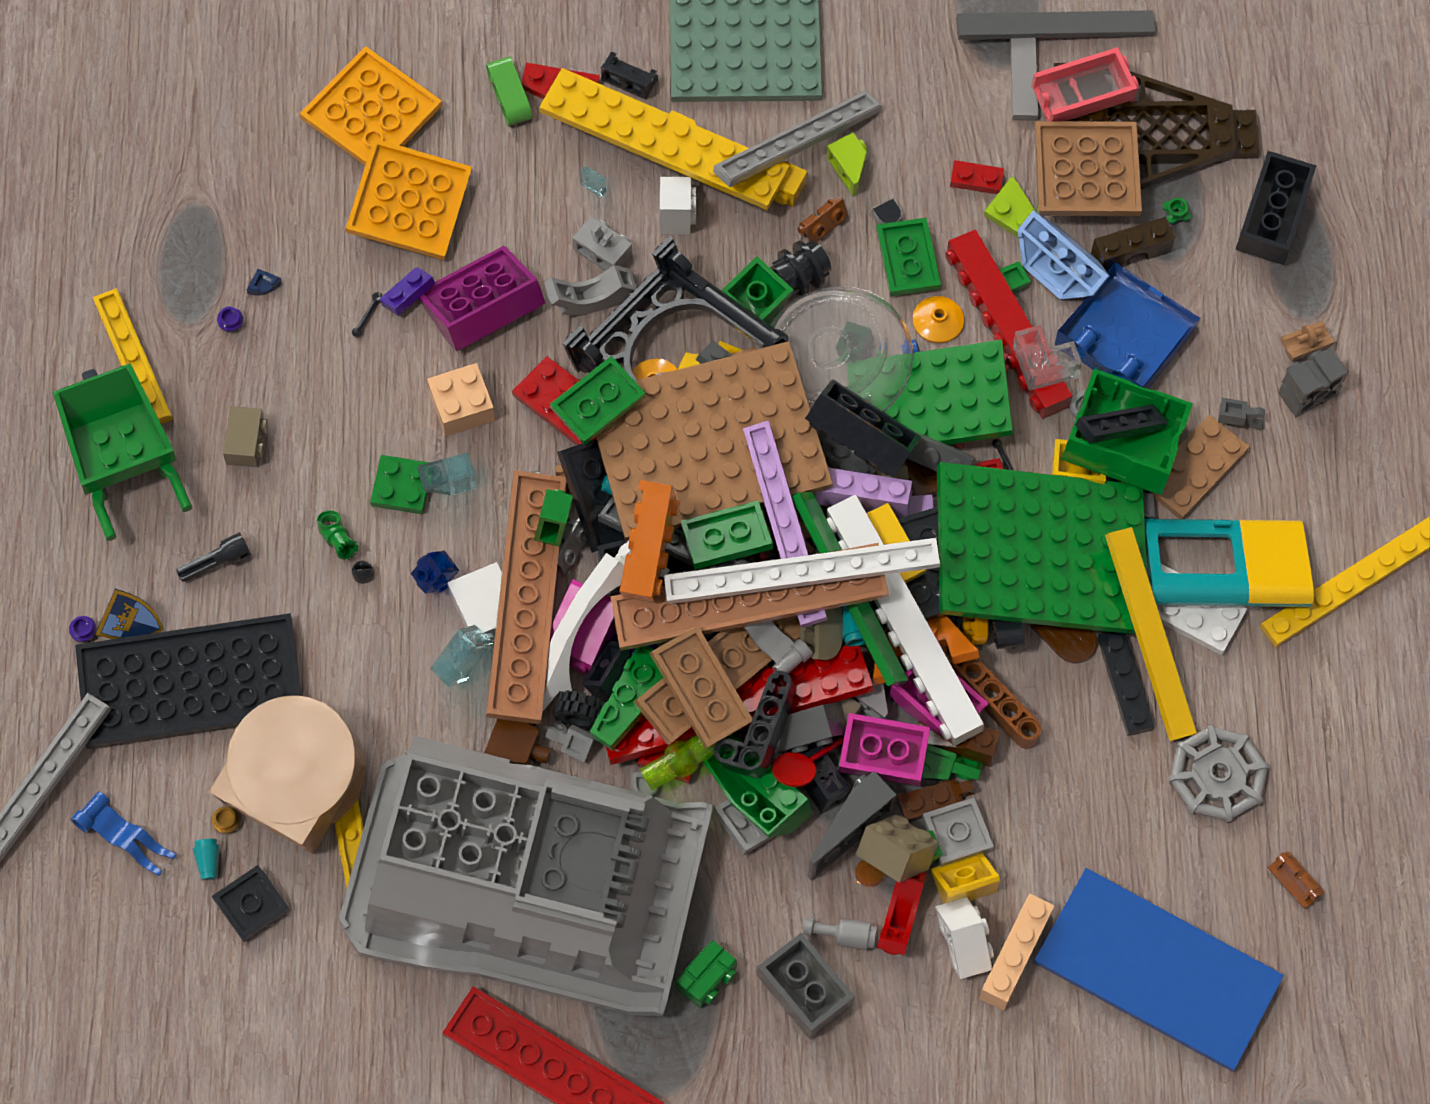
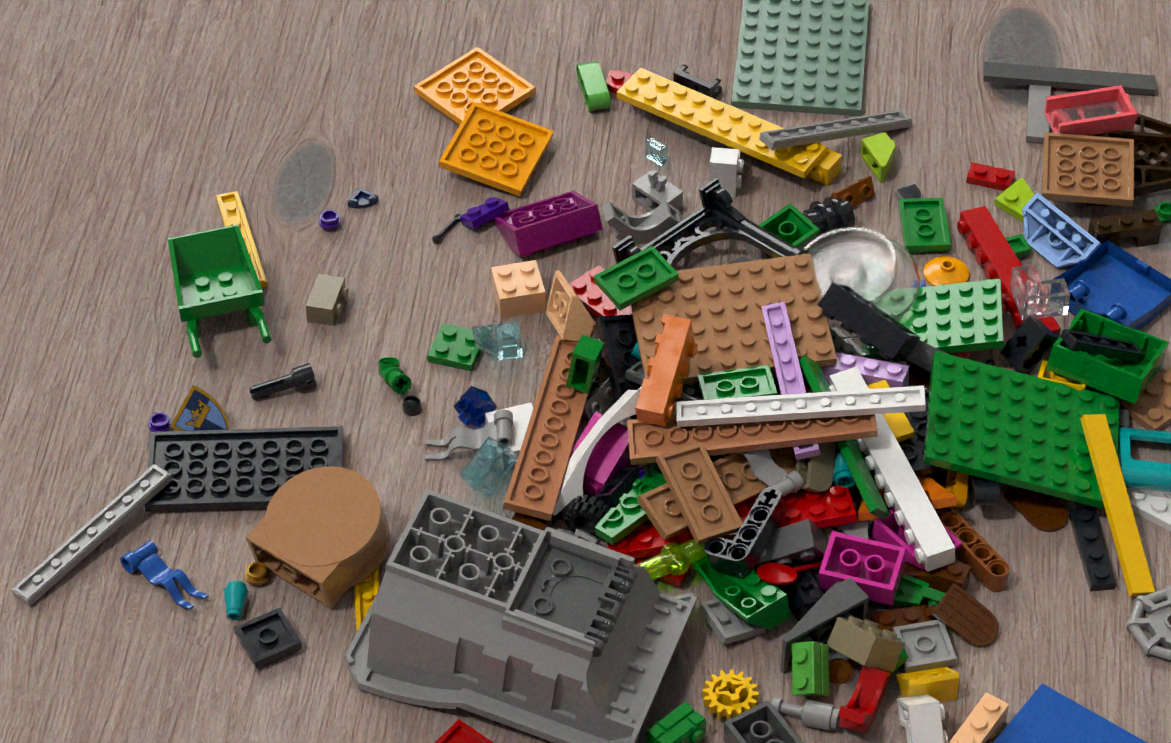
camera: 10 degrees right, 20 degrees down
(442, 615) = (473, 439): none -> light grey flag
(524, 435) = (568, 311): none -> light nougat slope
(754, 910) = (729, 694): none -> yellow gear
(841, 885) = (810, 669): none -> bright green brick
(1000, 792) = (967, 617): none -> reddish brown window
(1039, 422) = (1029, 345): none -> black brick

